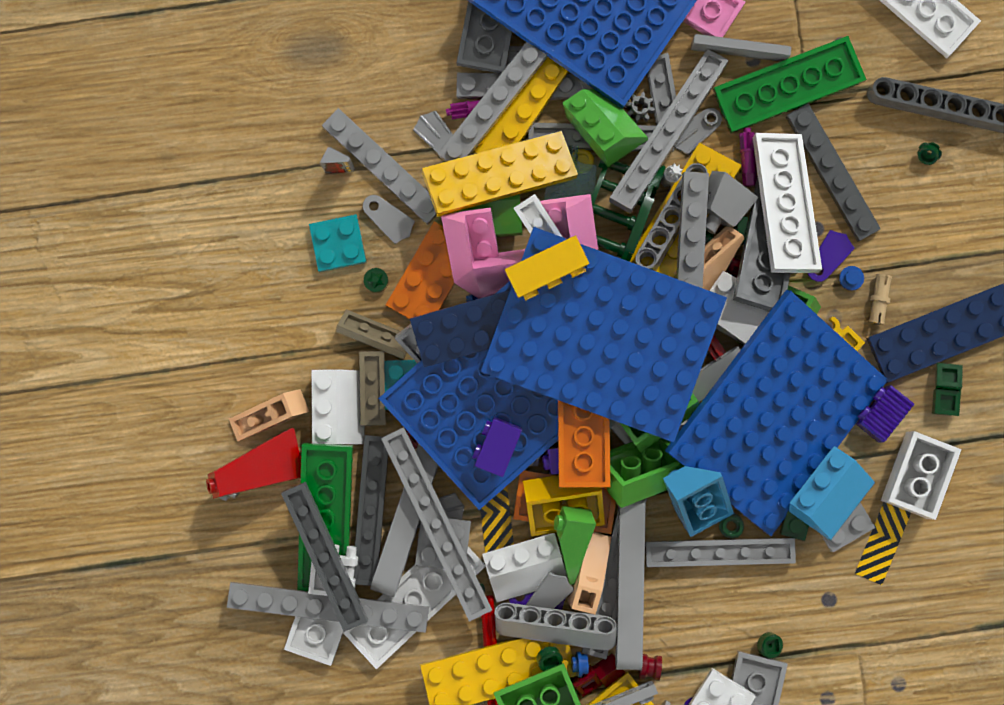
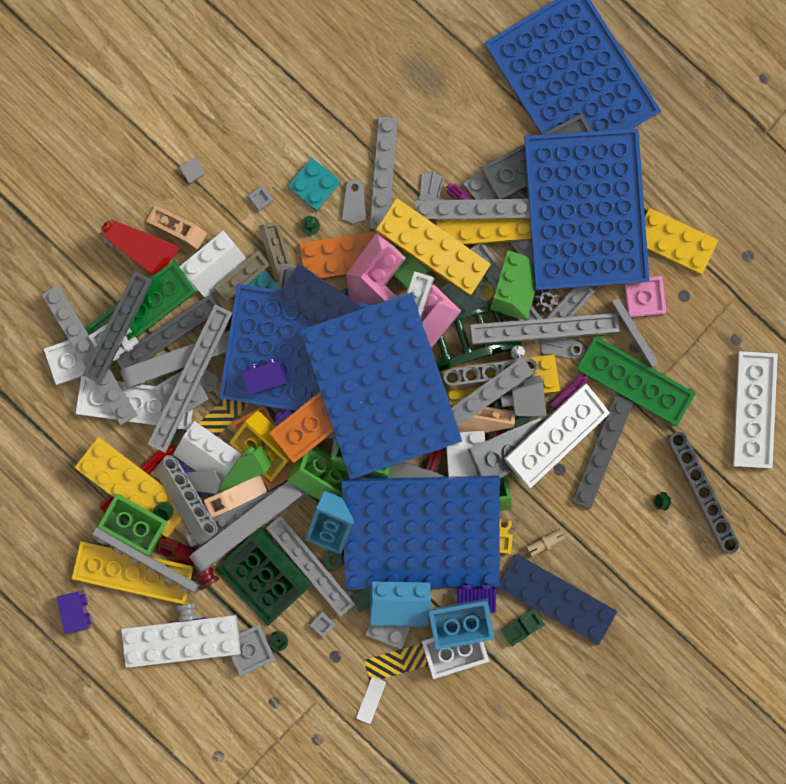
camera: 50 degrees right, 0 degrees up
(224, 353) = (192, 170): none -> light grey tile
(308, 307) = (260, 198): none -> light grey tile
(336, 162) = (361, 142): light grey slope -> none
(547, 268) = (391, 319): yellow brick -> none
(580, 664) = (175, 532): blue plate -> none
(695, 608) = (264, 576): none -> dark green slope
(787, 587) = (322, 624): none -> light grey tile
(832, 253) = (550, 490): dark purple piece -> none
(851, 278) = (545, 514): blue plate -> none
(901, 599) = (371, 700): none -> white sticker
(904, 446) = (461, 624): none -> dark azure slope

